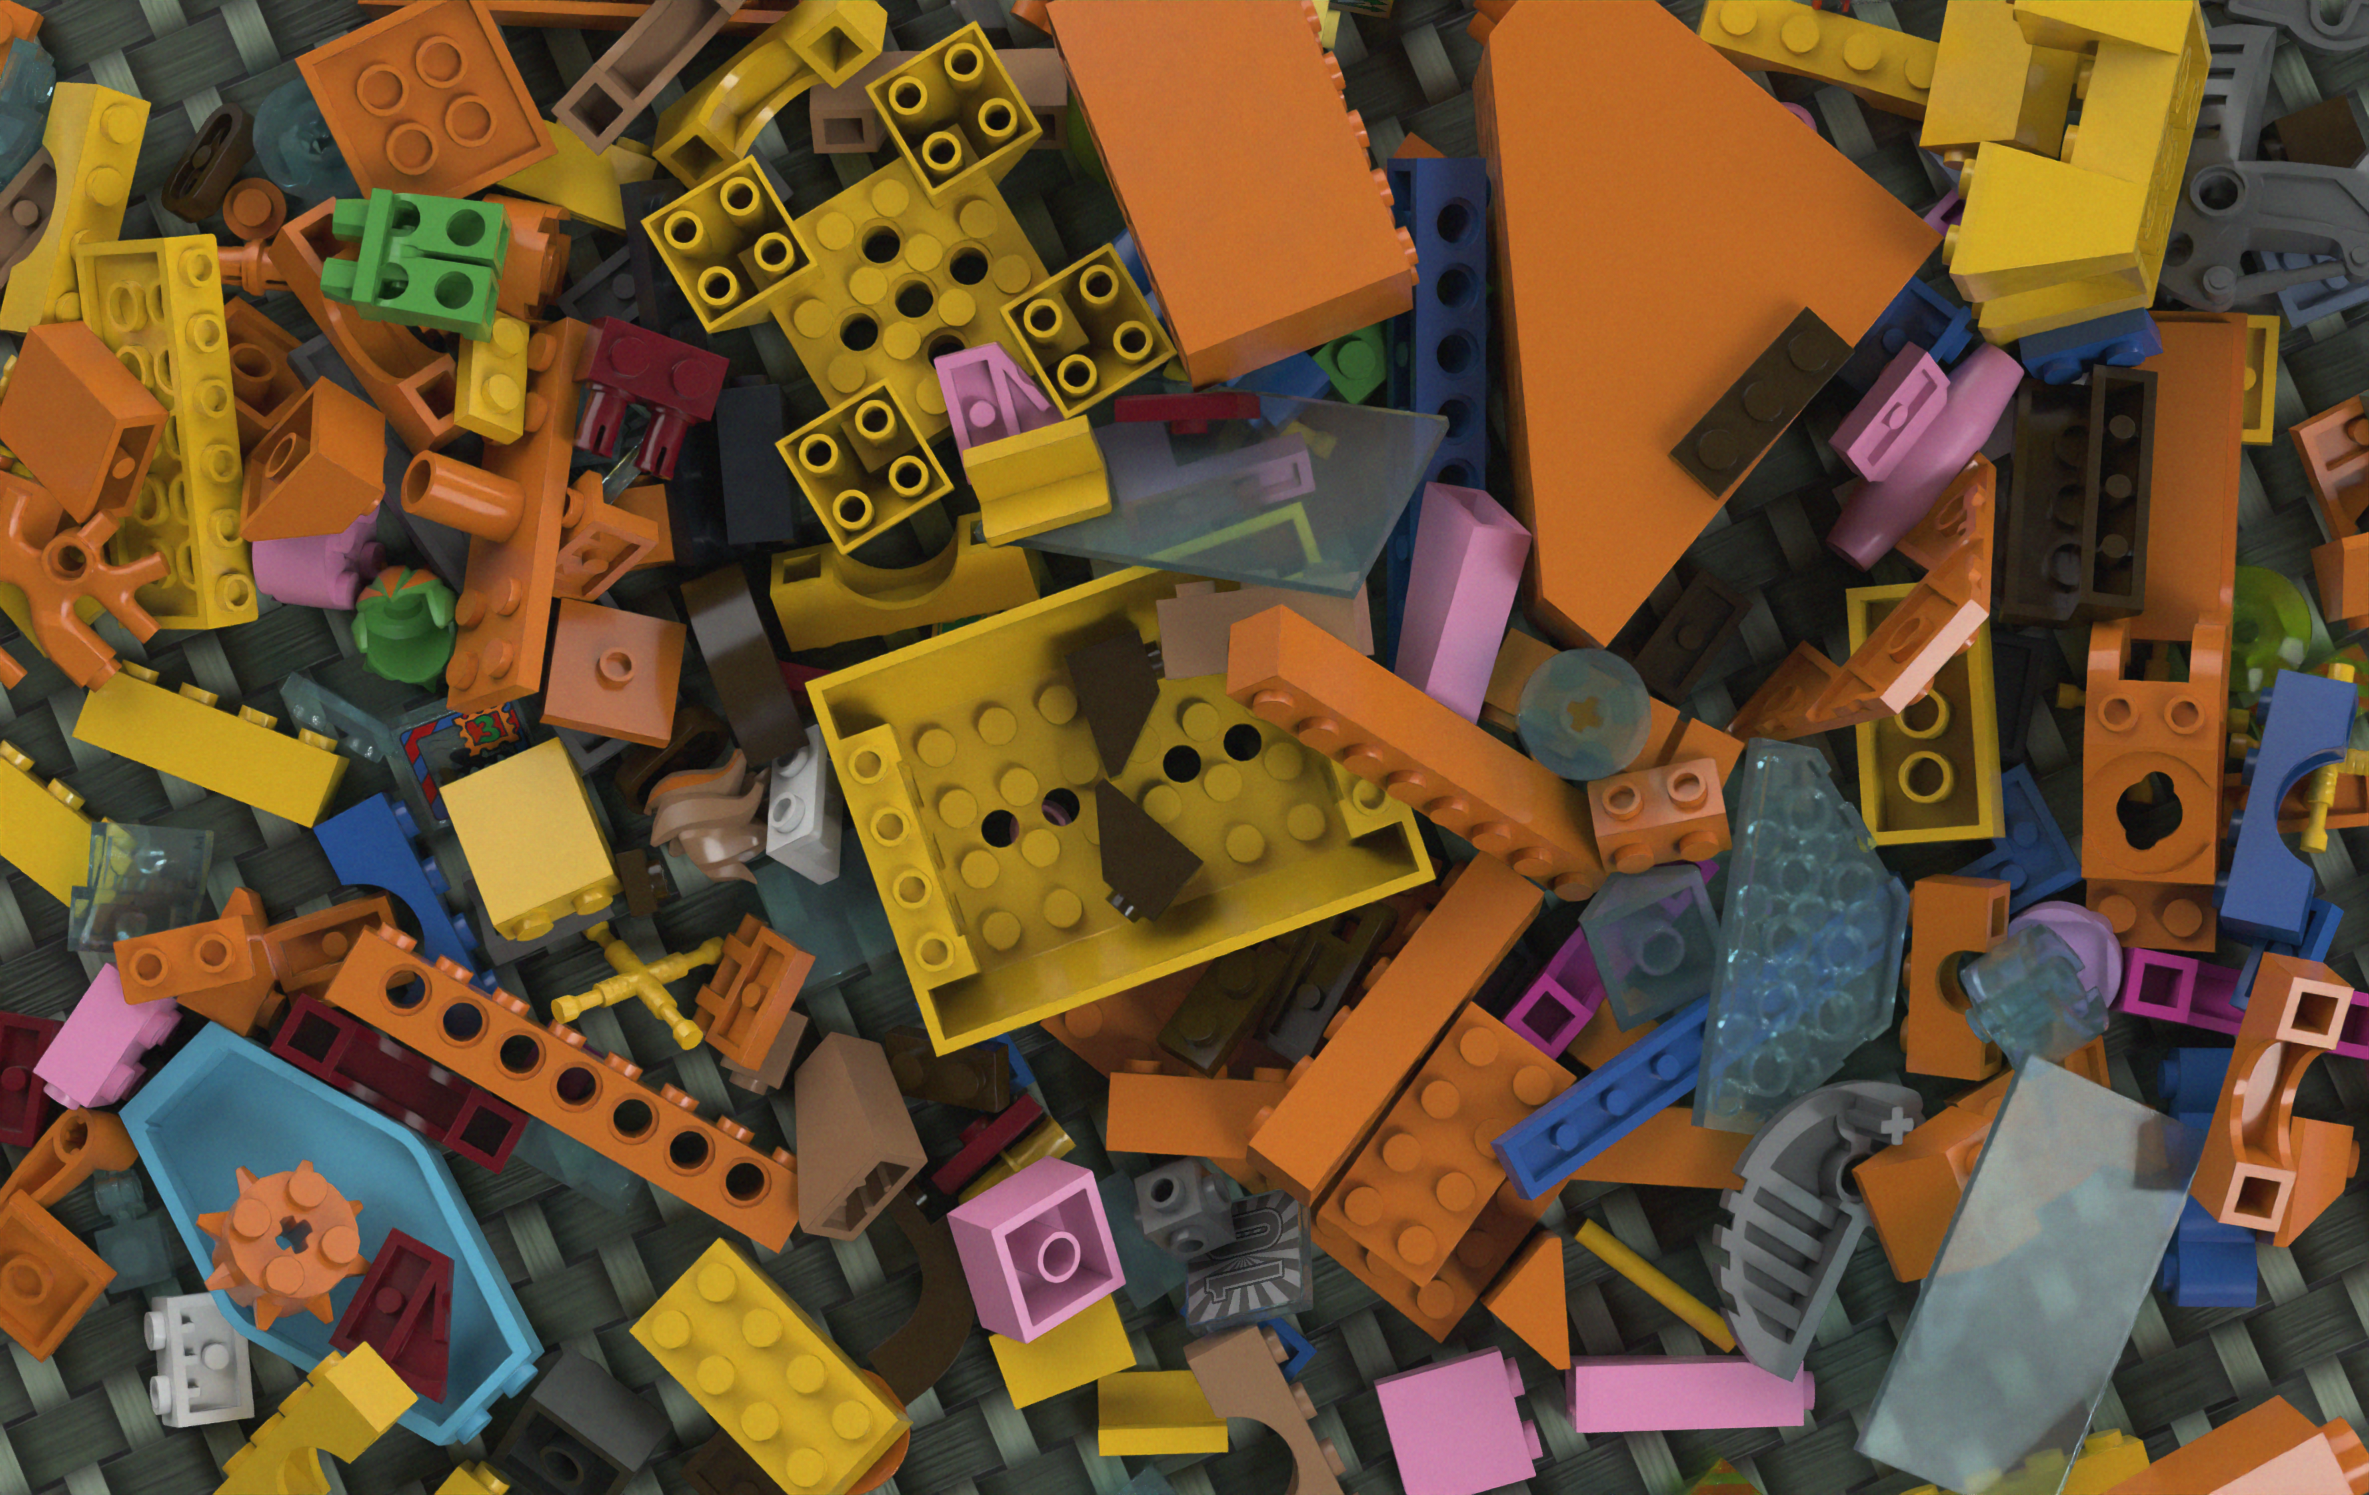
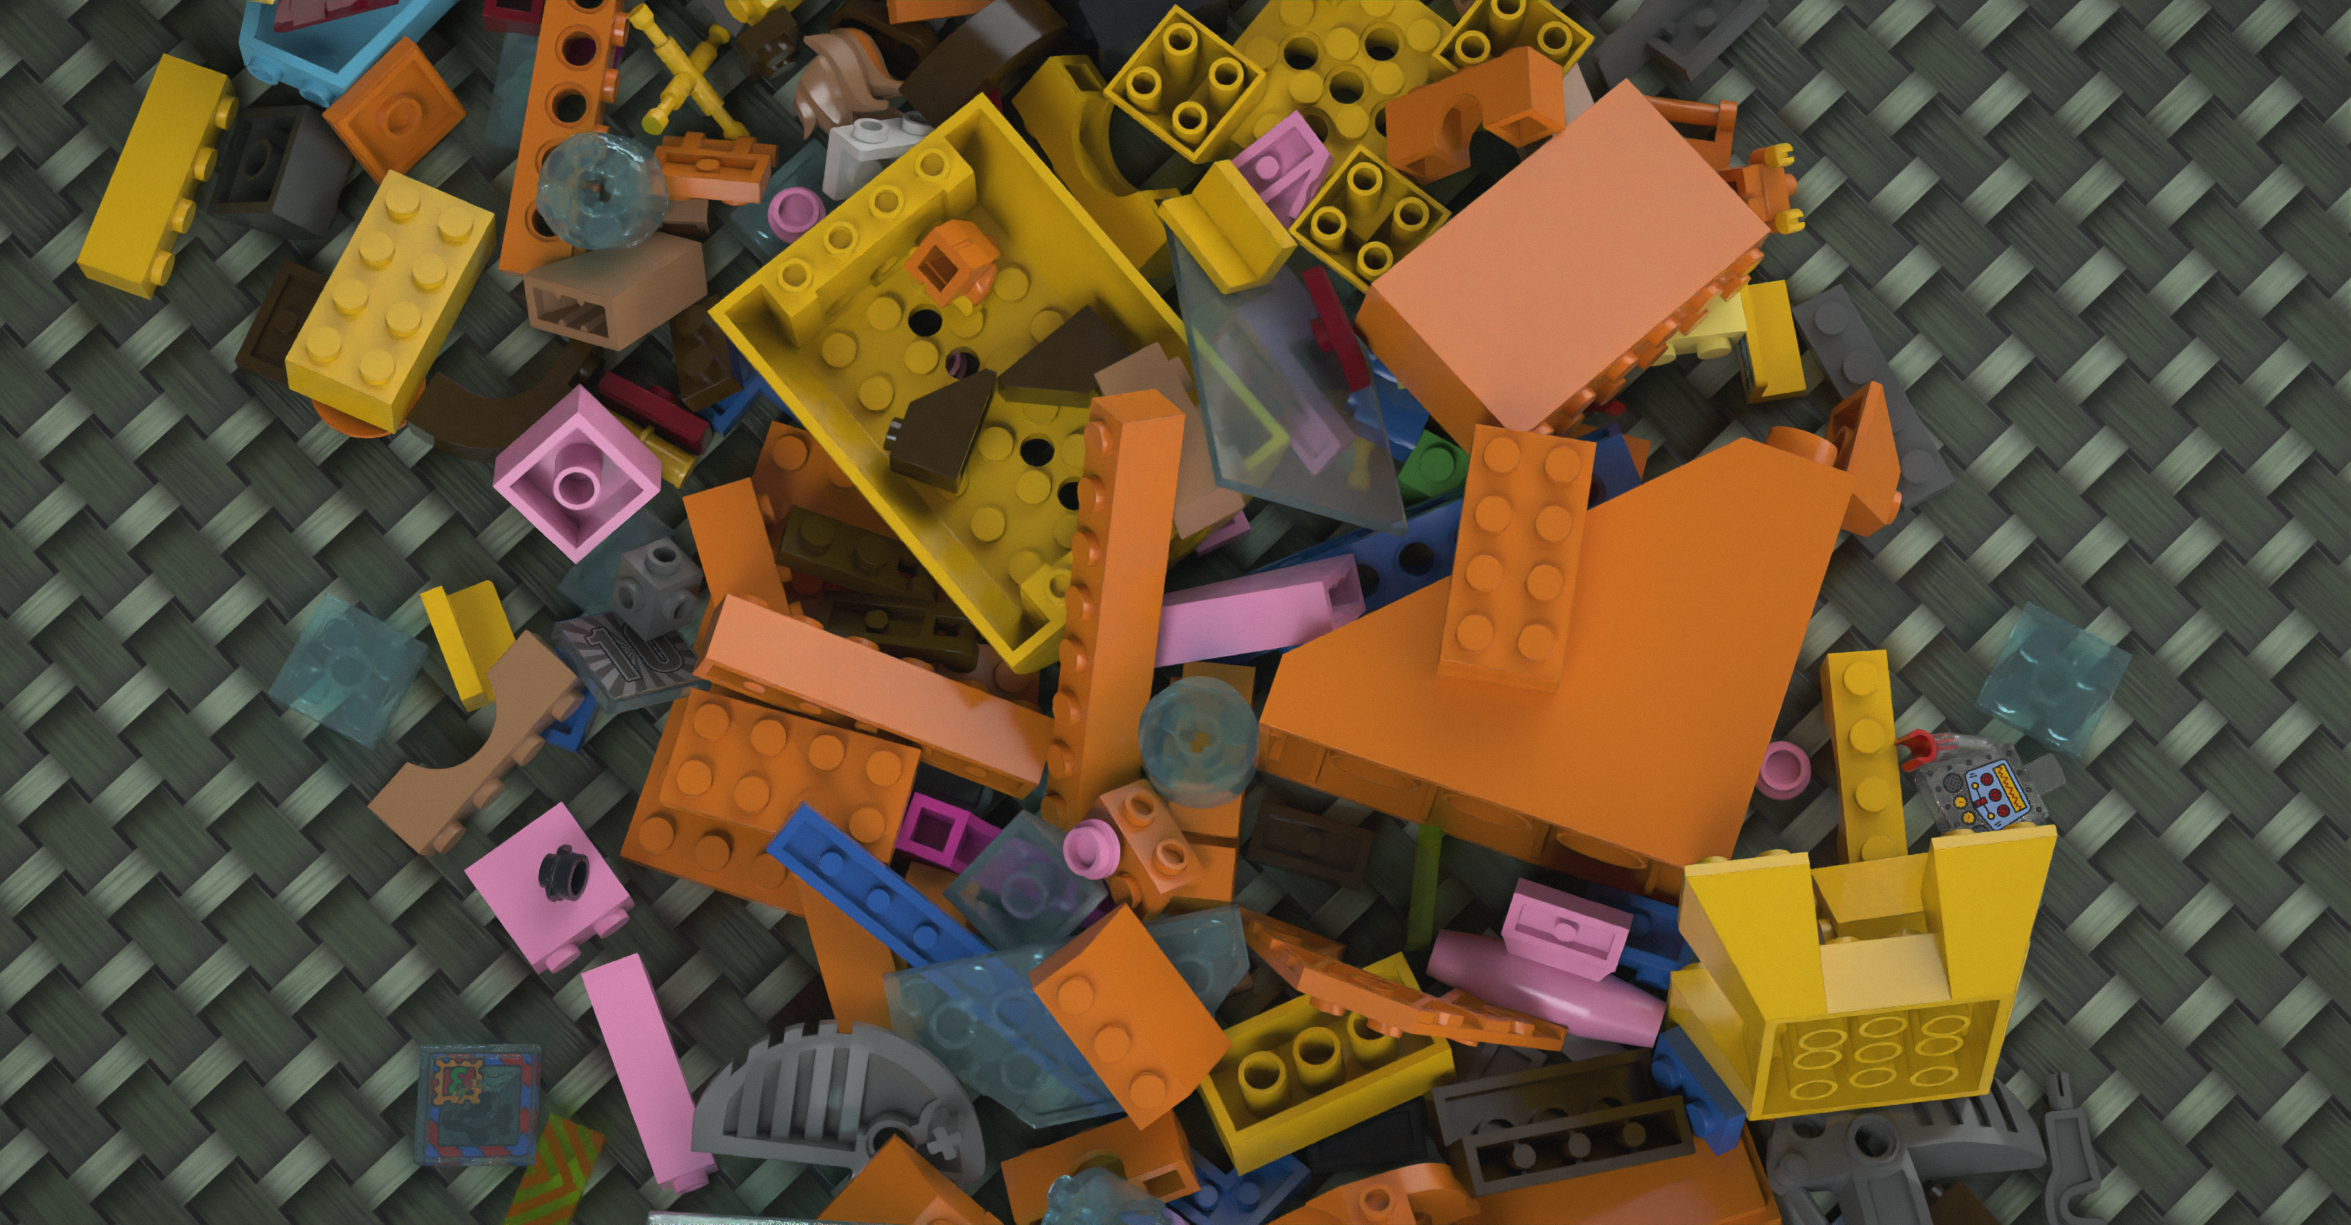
camera: 70 degrees right, 10 degrees down
(566, 1303) = (395, 112): none -> orange plate
(747, 1154) = (630, 175): none -> clear light blue brick
(835, 920) = (795, 213): none -> bright pink plate
(965, 777) = (955, 265): none -> orange piece
(1008, 223) = (1512, 95): none -> orange arch
(1066, 1356) = (501, 540): yellow brick -> none
(1459, 1411) = (564, 874): none -> black plate
(1533, 1299) = (683, 912): orange slope -> none
(1543, 318) = (1516, 559): none -> orange brick
(1651, 865) = (1092, 849): none -> bright pink plate
(1655, 1283) = (743, 1005): yellow bar -> none
(1761, 403) = (1518, 774): dark brown plate -> none
(1777, 541) = (1423, 888): none -> clear neon green tile
(1831, 890) = (1131, 1015): none -> orange slope

